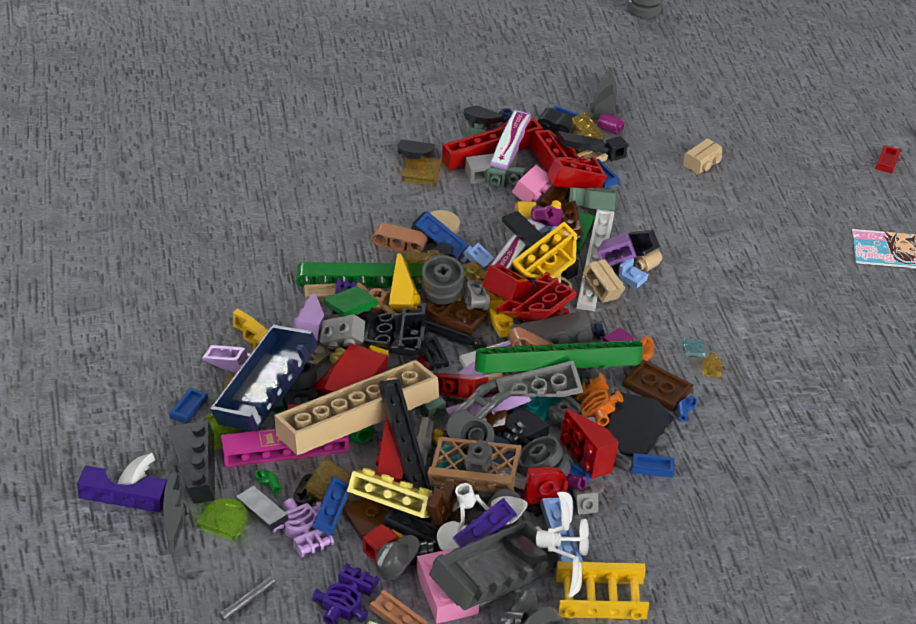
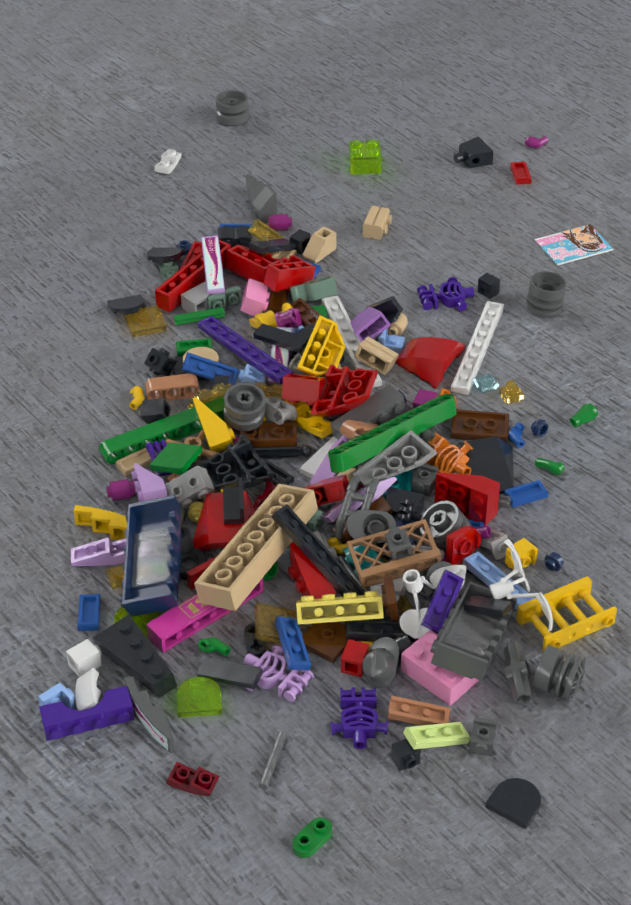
camera: 25 degrees left, 0 degrees up
(108, 462) = (57, 694): none -> light blue bracket
(155, 441) = (84, 657): none -> white brick
(168, 584) = (192, 781): none -> dark red slope
(287, 310) = (121, 489): none -> magenta brick
(365, 361) = (233, 504): none -> black panel
(366, 236) = (139, 397): none -> yellow arm
(367, 252) = (154, 410): none -> black brick
(404, 211) = (160, 362): none -> black brick
(436, 204) = (183, 346): none -> green plate
(473, 183) = (198, 316): none -> green axle
(487, 227) = (244, 349): none -> dark purple tile
(551, 31) = (168, 161): none -> white slope
(601, 518) = (526, 551): none -> yellow brick
(628, 538) = (553, 561): none -> dark blue plate
(631, 158) = (320, 245): none -> tan slope
(657, 302) = (429, 357): none -> red wedge
(698, 453) = (551, 466): none -> green arm
(712, 311) = (477, 348): none -> white tile
(712, 410) = (539, 428): none -> dark blue plate
(723, 251) = (450, 295): none -> dark purple piece
(739, 89) = (365, 157): none -> clear neon green piece
(765, 415) = (584, 415): none -> green cone
(766, 256) = (488, 285): none -> black plate
(814, 284) = (546, 293): none -> dark grey wheel
(852, 123) = (474, 153): none -> black torso

